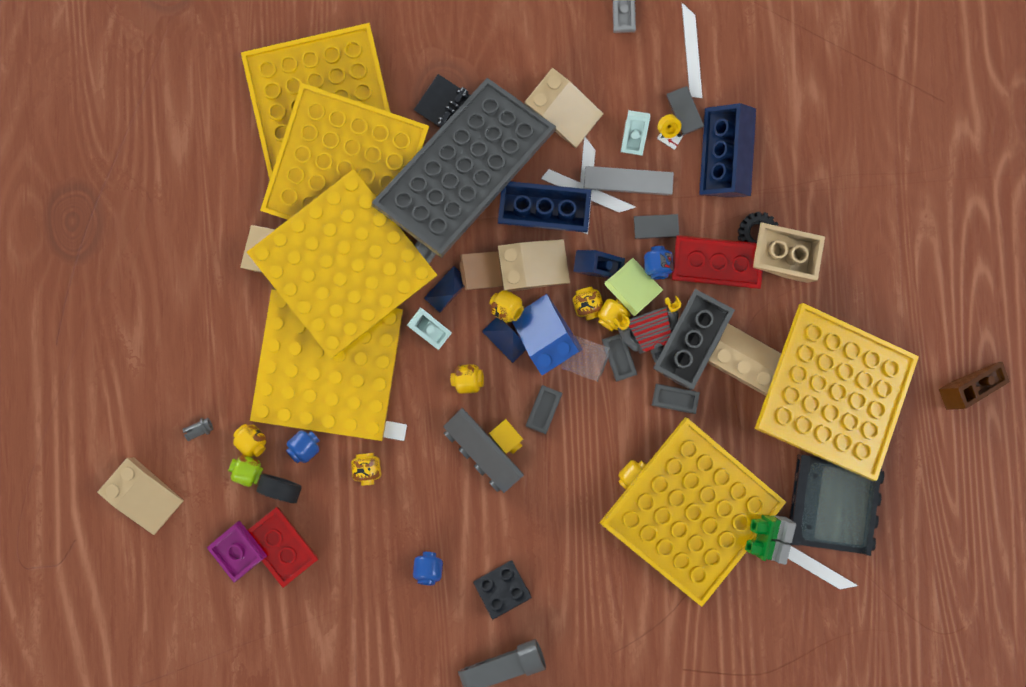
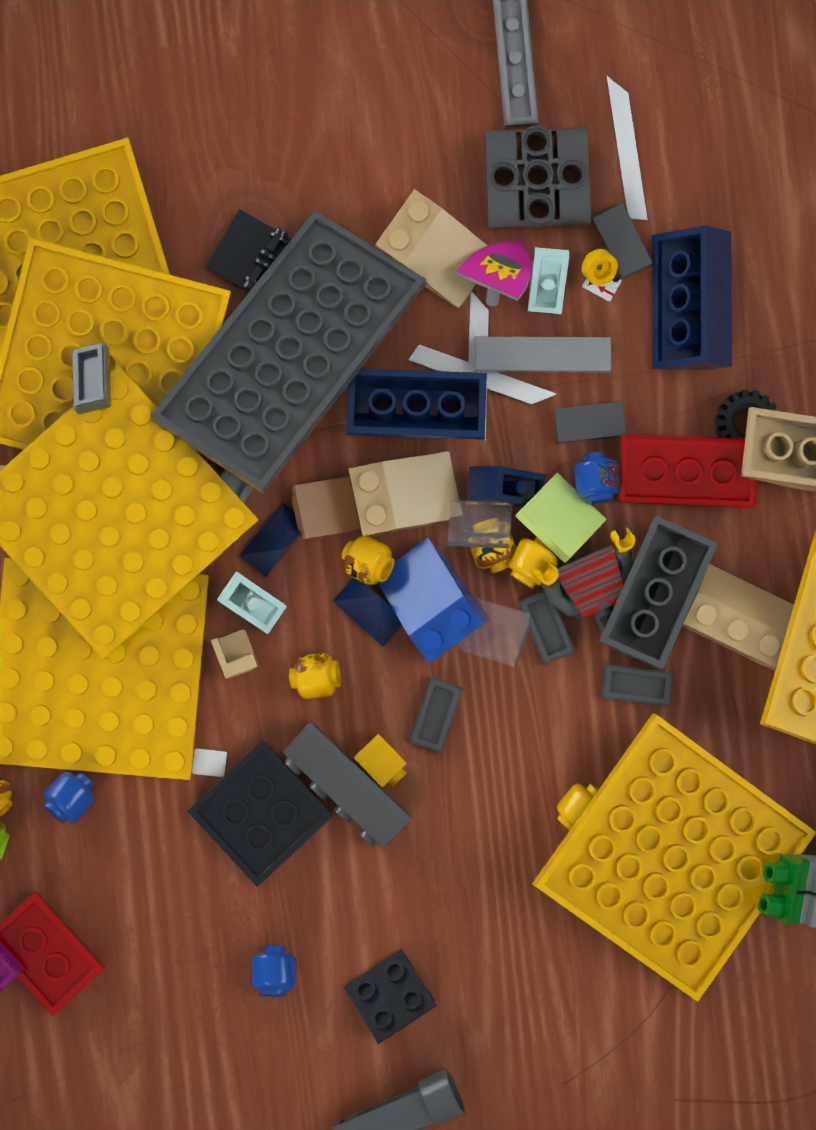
camera: 10 degrees left, 0 degrees up
(278, 488) = (36, 864): black tyre -> none
(335, 176) = (91, 378): none -> tile
(366, 468) = (168, 824): head -> none
(416, 361) = (235, 654): none -> tan panel
(425, 465) = (260, 813): none -> black plate
(580, 287) = (480, 524): none -> clear piece
(605, 123) = (501, 269): none -> dark pink shield
(654, 80) = (572, 199): none -> dark grey connector

